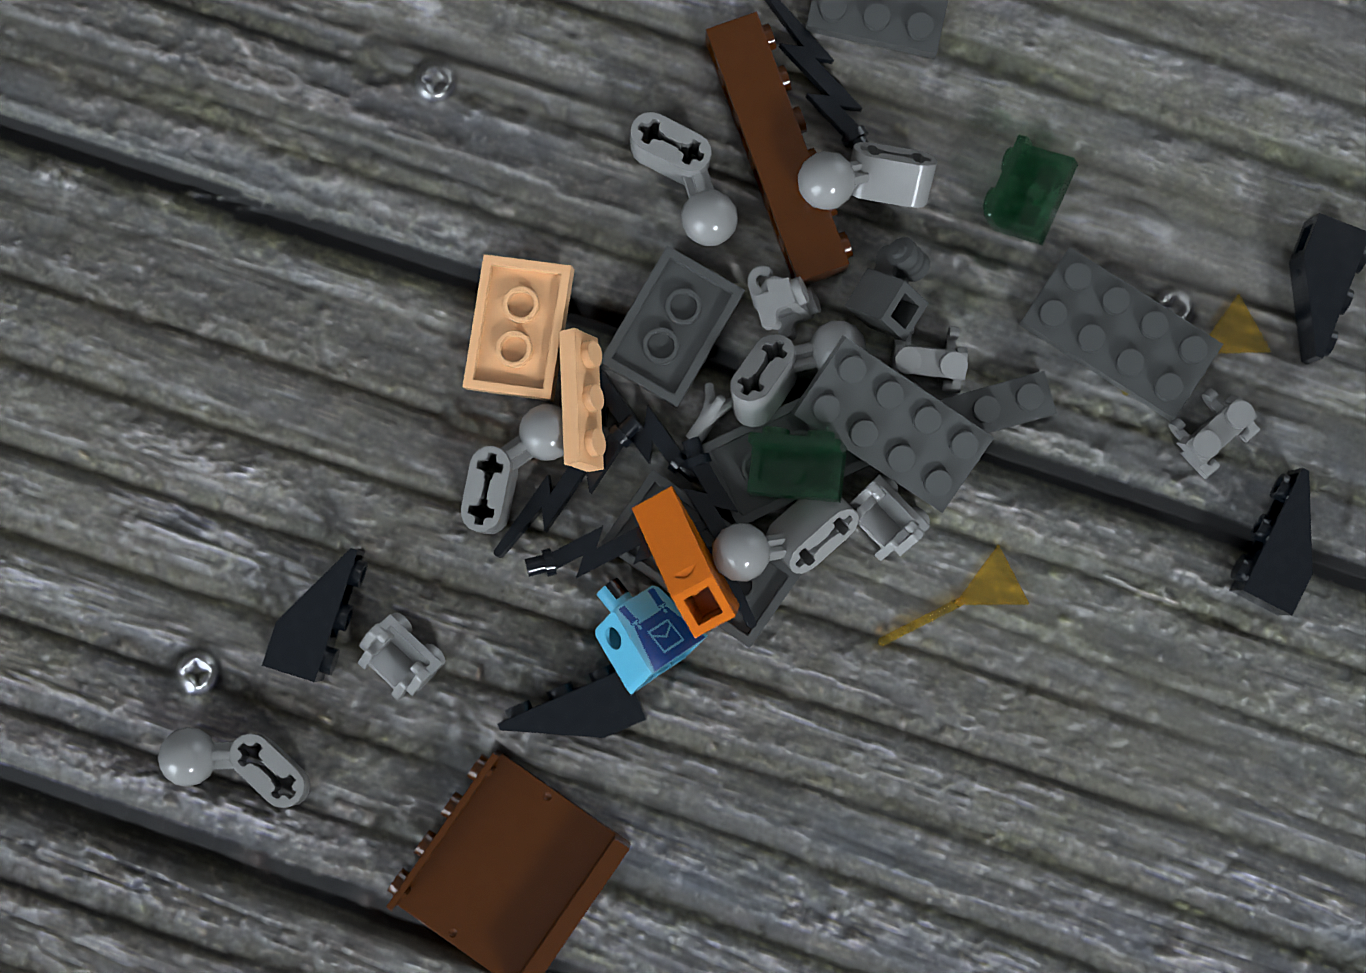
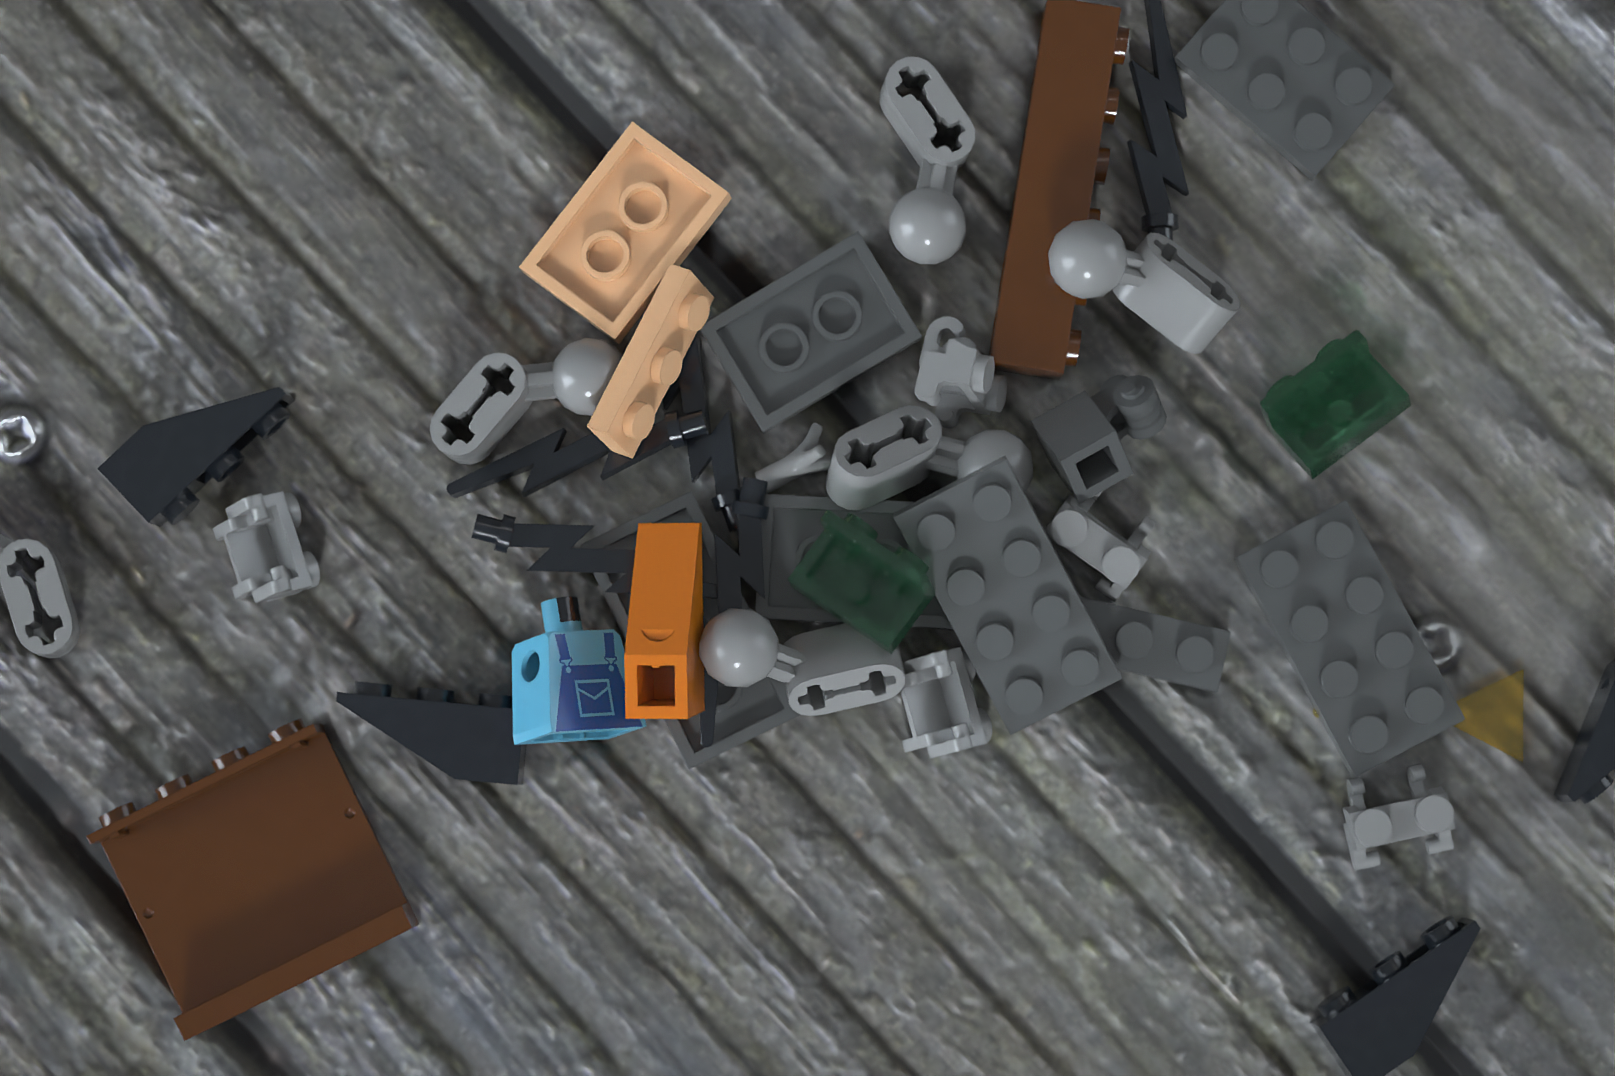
camera: 30 degrees right, 0 degrees up
(990, 586) = (1023, 856): clear yellow piece -> none

